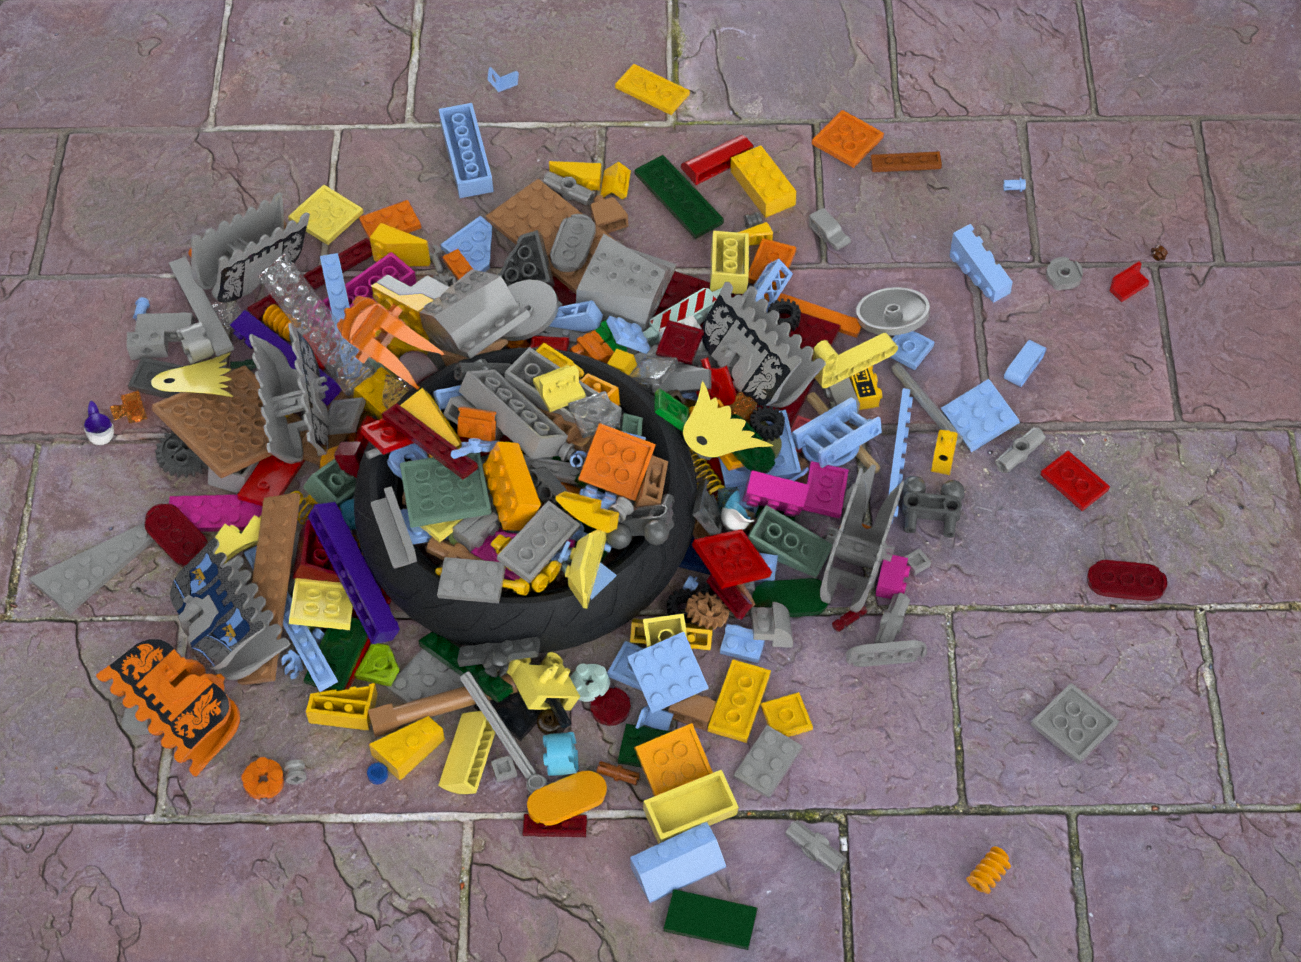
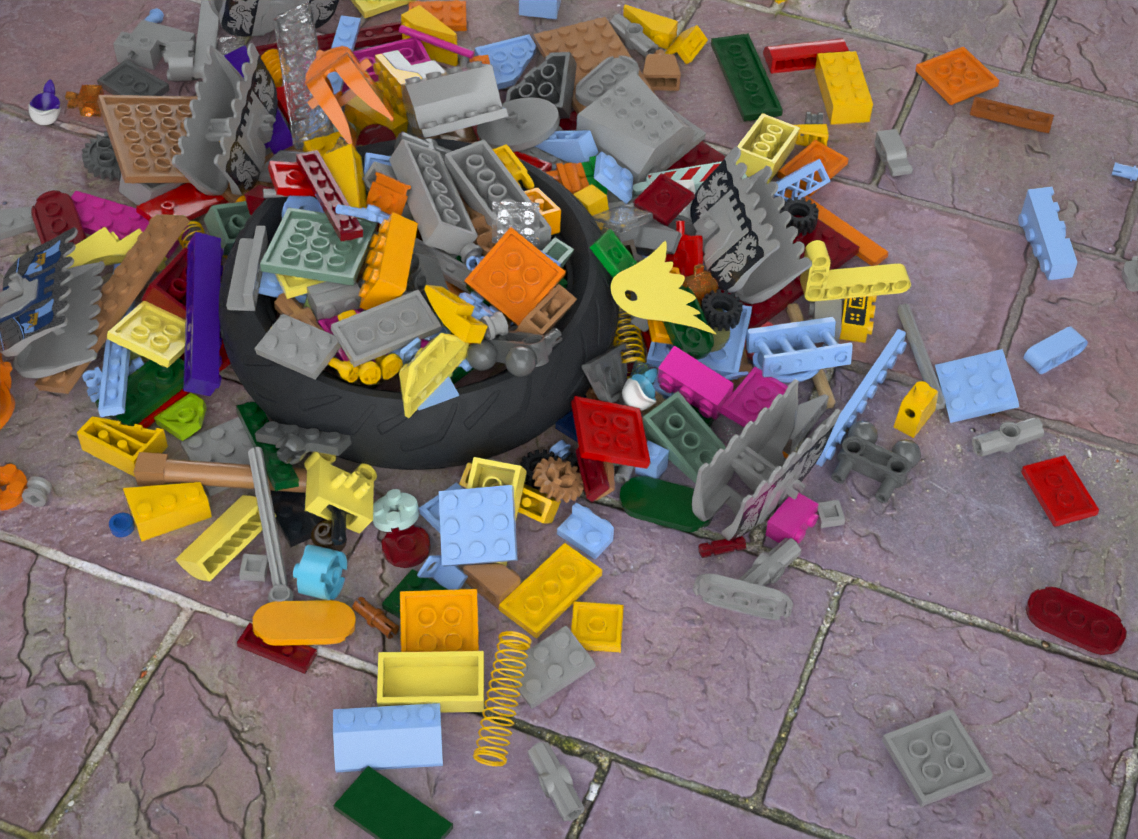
camera: 20 degrees right, 5 degrees down
(196, 378) = (160, 91): light yellow piece -> none
(410, 252) = (436, 41): none -> dark pink bar
(559, 387) = (492, 184): light yellow bracket -> none
(758, 844) = (524, 646): none -> yellow piece
(772, 625) = (627, 521): light grey brick -> none
(893, 311) = (925, 250): light grey dish -> none
(912, 348) = (929, 294): light blue plate -> none

